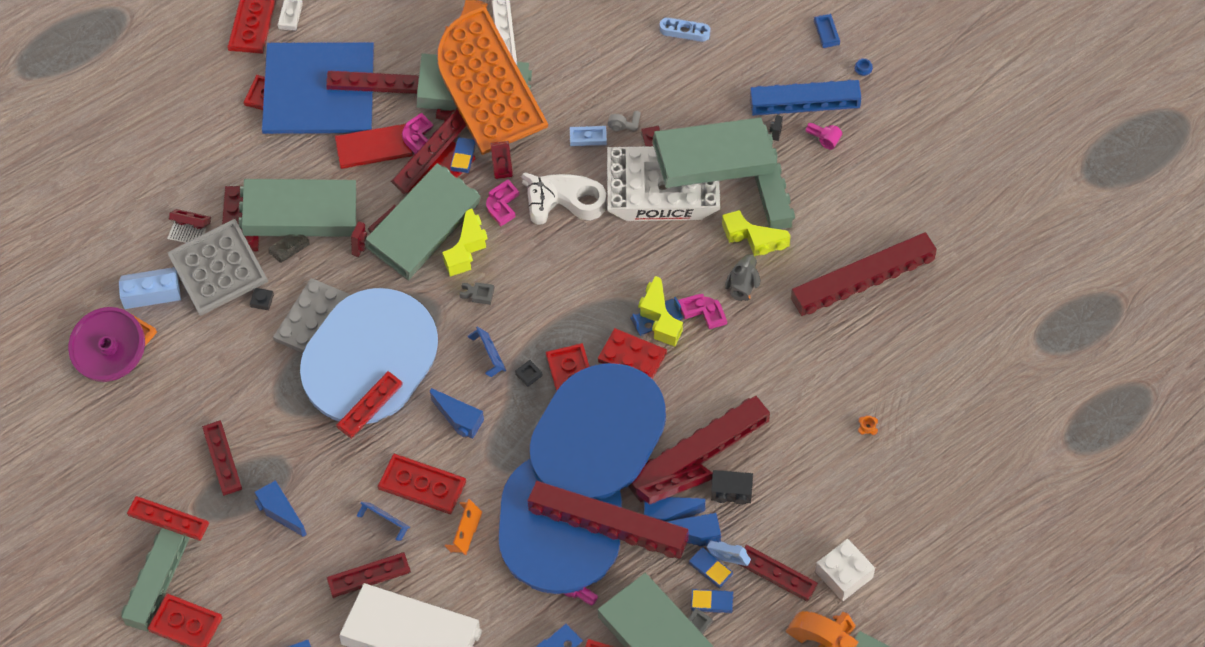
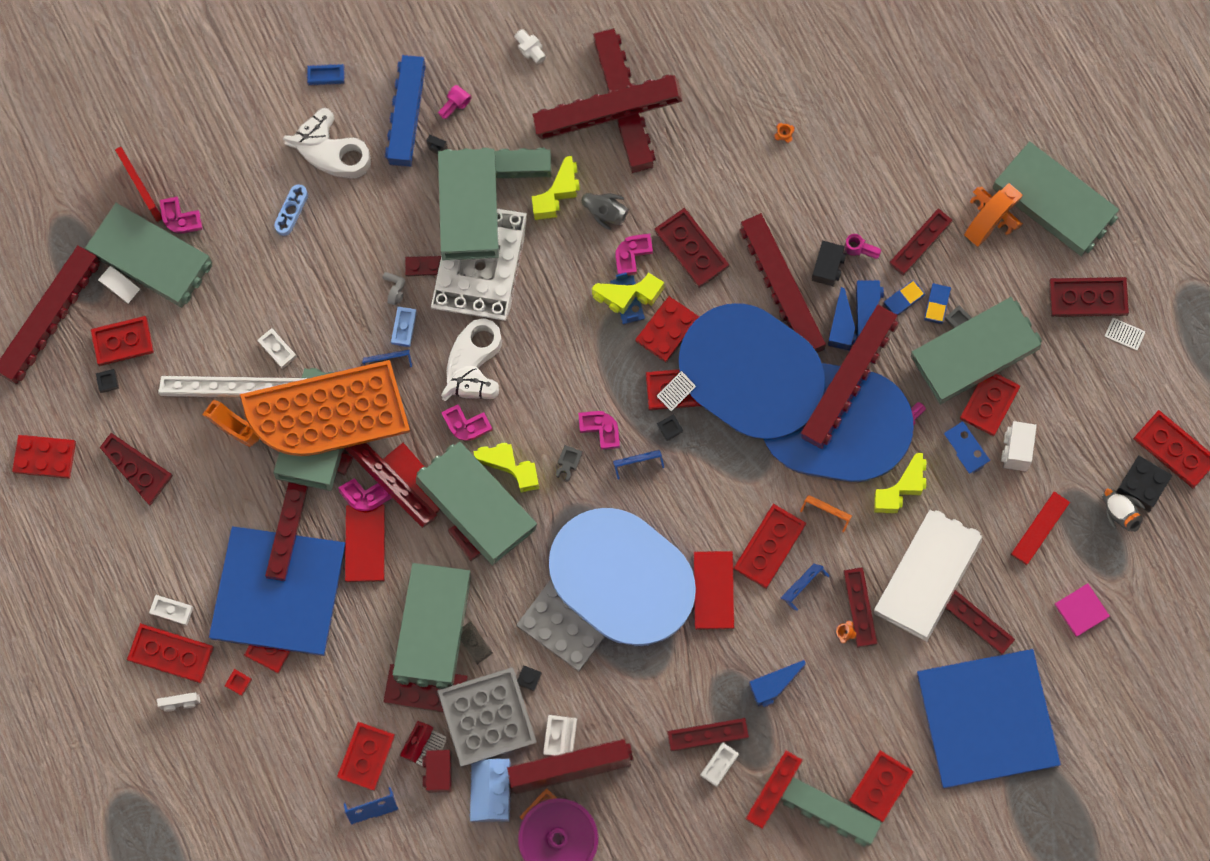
camera: 75 degrees left, 15 degrees up
(122, 193) = (371, 809): none -> blue piece
(162, 239) = (438, 771): none -> dark red brick
(172, 336) = (570, 766): none -> dark red brick
(173, 182) = (366, 756): none -> red plate
(193, 473) = (719, 764): none -> white plate
(206, 30) = (185, 700): none -> white plate
(207, 332) = (559, 735): none -> white plate
(230, 74) = (238, 682): none -> red plate
(341, 564) = (841, 631): none -> orange plate
(358, 239) = (486, 568): dark red plate -> none
(369, 404) = (680, 582): red tile -> none
(373, 441) = (714, 590): none -> red tile
(461, 416) = (704, 500): blue slope -> none
(463, 155) = (401, 452): blue tile -> none
(501, 159) = (419, 413): dark red plate -> none
(509, 601) = (910, 484): none -> neon yellow arch
(520, 317) = (601, 422): none -> dark pink plate
(547, 43) = (277, 348): none -> white plate
(556, 129) = (387, 356): none -> blue piece
(565, 369) = (676, 391): none -> white sticker
(674, 483) = (821, 311): dark red plate -> none
(721, 361) = (691, 247): none -> dark red plate
(729, 553) = (894, 283): light blue plate -> none
(746, 43) = (324, 153): none -> white animal
(757, 516) = (863, 247): none -> dark pink axle
(845, 570) = (930, 182): white brick -> none
(848, 255) = (607, 107): none -> dark red brick
(863, 67) = (380, 49): blue plate -> none
(899, 186) = (530, 46): none -> white axle

